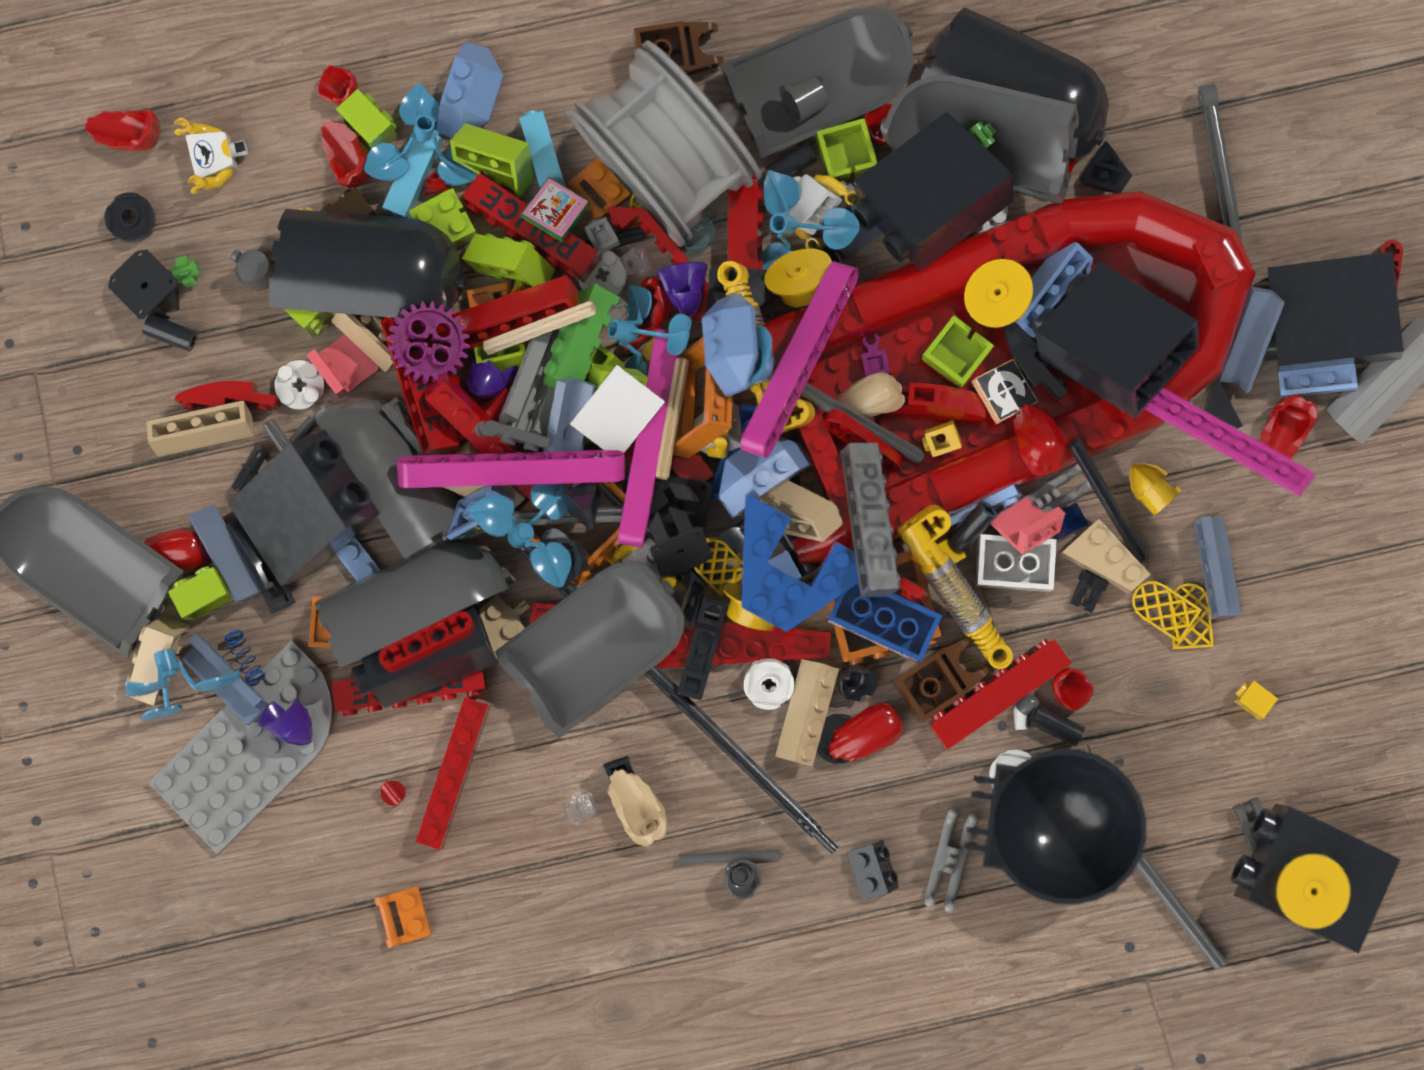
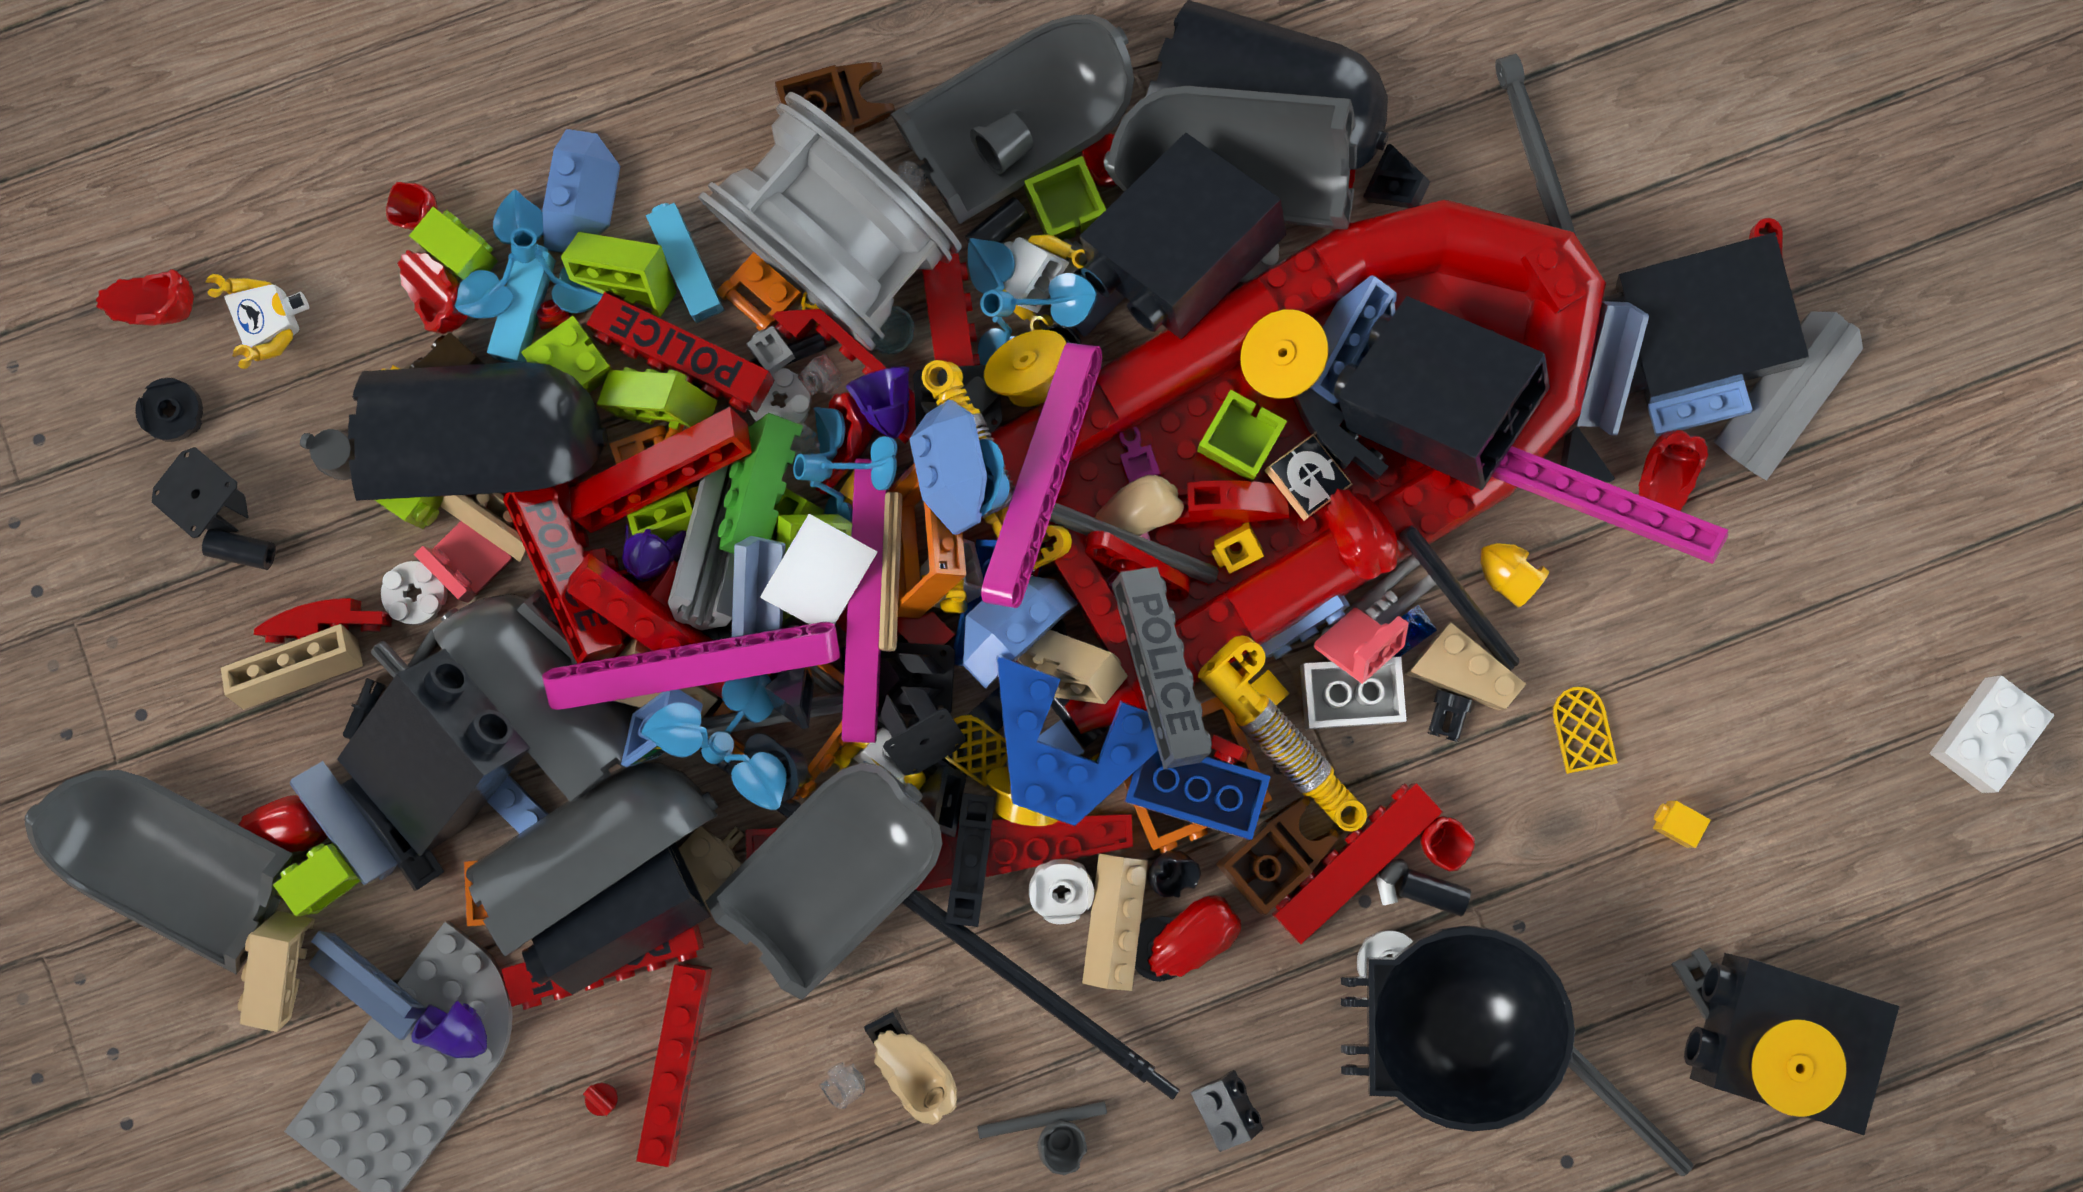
camera: 10 degrees left, 0 degrees up
(167, 668) = (282, 984): dark azure plant -> none
(186, 271) = (248, 468): bright green gear -> none
(235, 641) = (403, 969): blue piece -> none
(425, 637) = (614, 909): red beam -> none
(429, 319) = (562, 488): magenta gear -> none
(511, 435) = (685, 623): dark grey plate -> none
(539, 327) = (705, 478): tan axle -> none
(555, 209) = (706, 325): tile -> none
(949, 860) = (1322, 1085): light grey piece -> none
(972, 526) = (1292, 654): black piece -> none
(983, 133) = (1235, 154): bright green gear -> none
(1169, 591) = (1530, 740): yellow window -> none
(1217, 567) = (1607, 662): sand blue panel -> none

